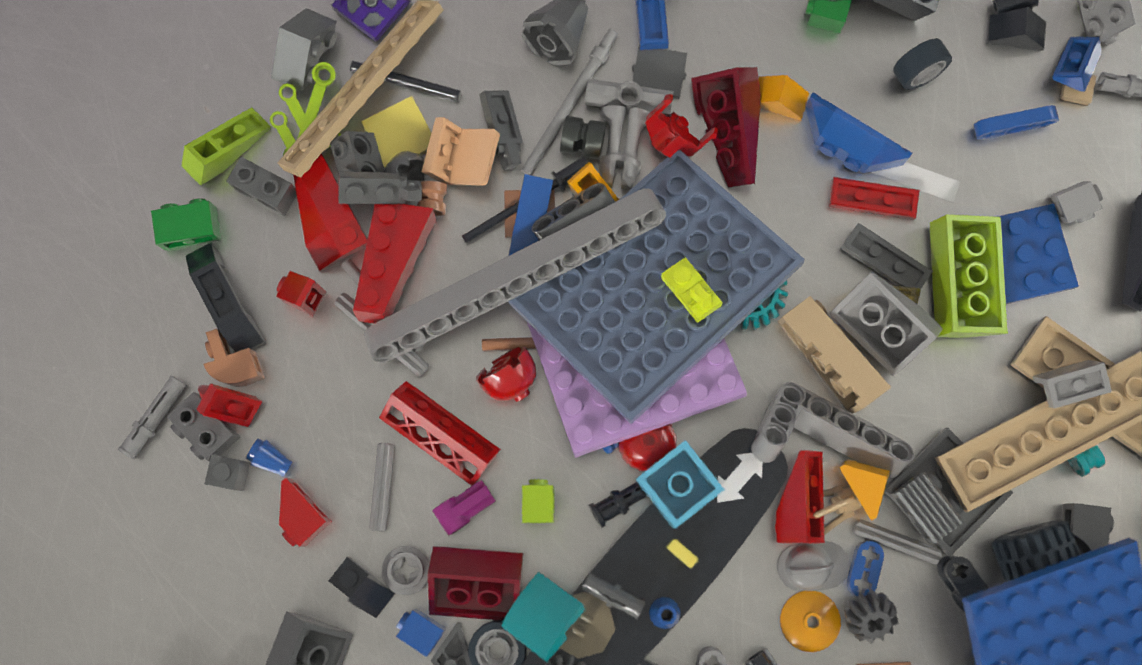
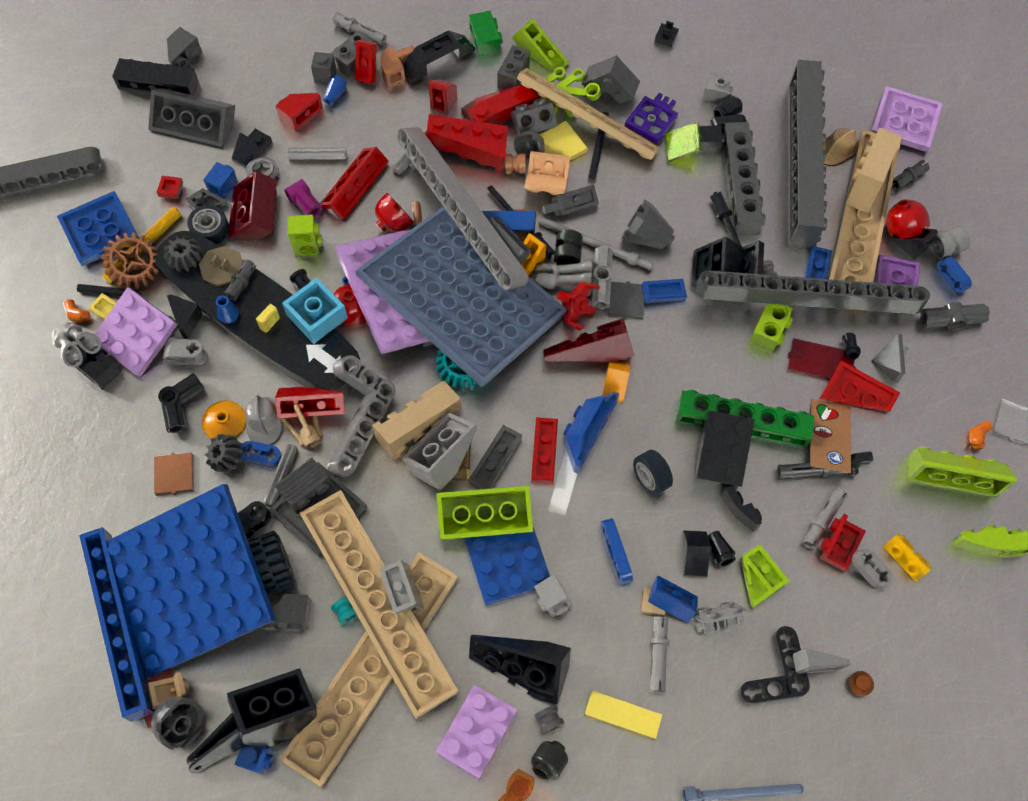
camera: 80 degrees right, 15 degrees down
(377, 188) = (513, 122): dark grey hinge -> none
(542, 616) = (227, 239): teal slope -> none
(691, 289) = (455, 308): neon yellow hinge -> none
(867, 483) = (319, 444): light orange slope -> none

